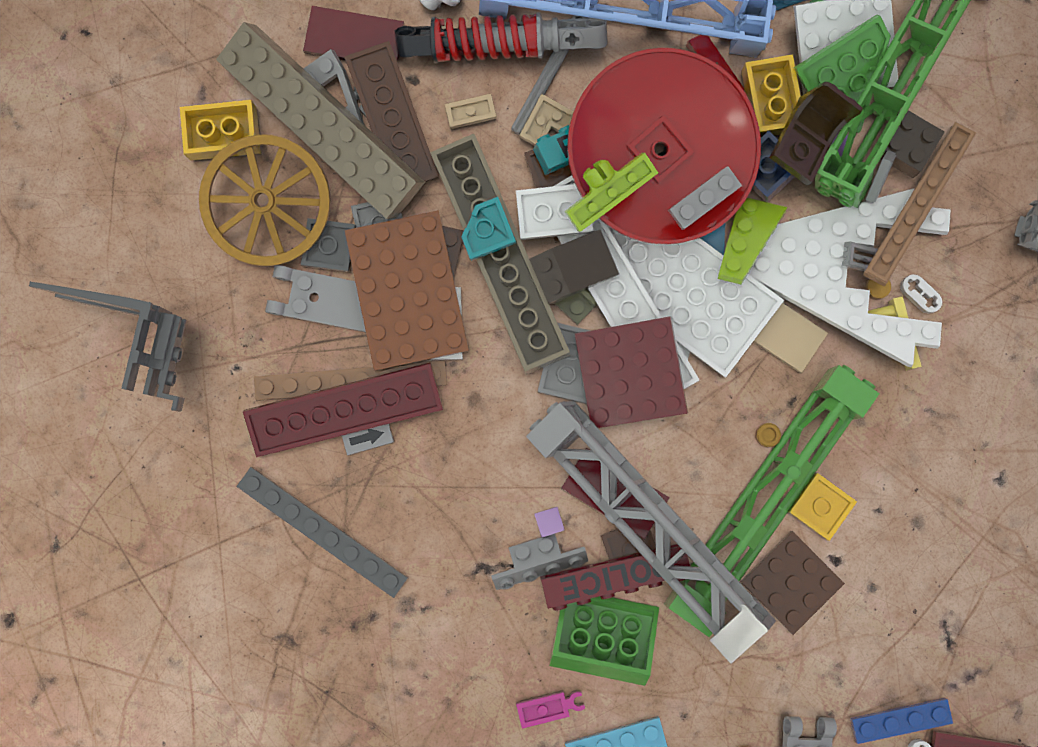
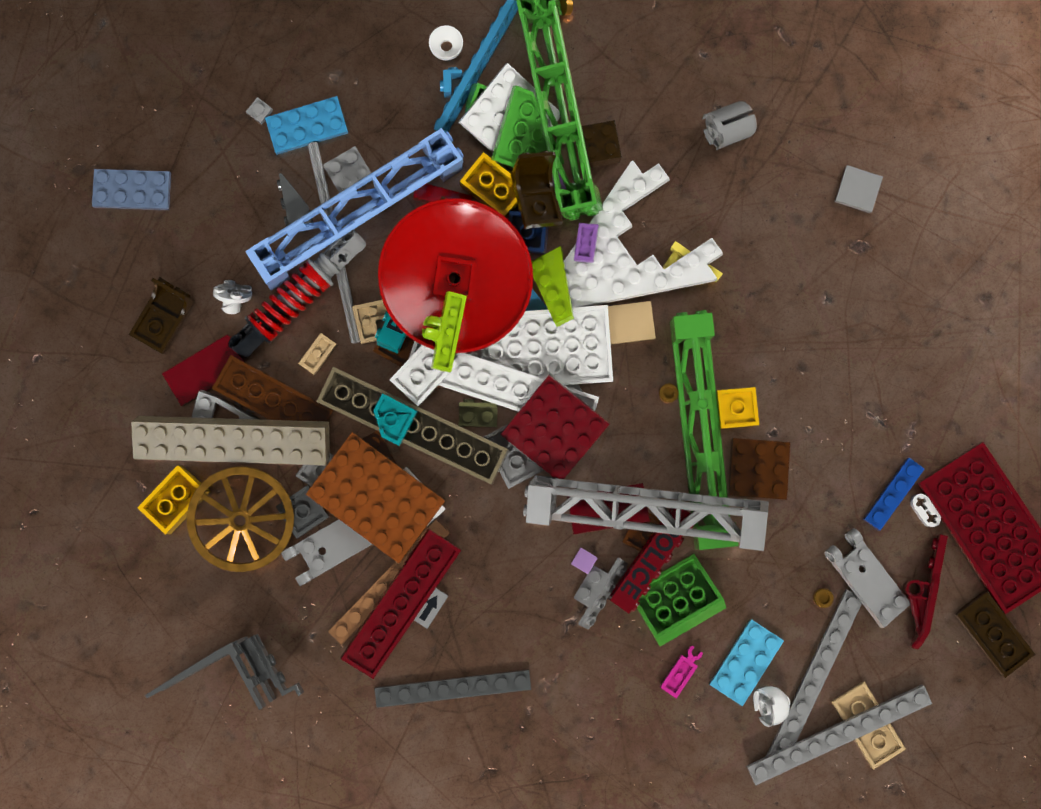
camera: 45 degrees left, 0 degrees up
(574, 266) = (465, 395): dark brown slope -> none
(704, 197) = (507, 285): light grey plate -> none
(815, 224) = (586, 242): none -> medium lavender plate
(850, 255) = (623, 243): light grey tile -> none
(876, 290) = (656, 246): pearl gold tile -> none
(881, 176) = (600, 180): light grey tile -> none
(917, 298) = (681, 223): white beam -> none
(919, 204) = (637, 176): medium nougat tile -> none

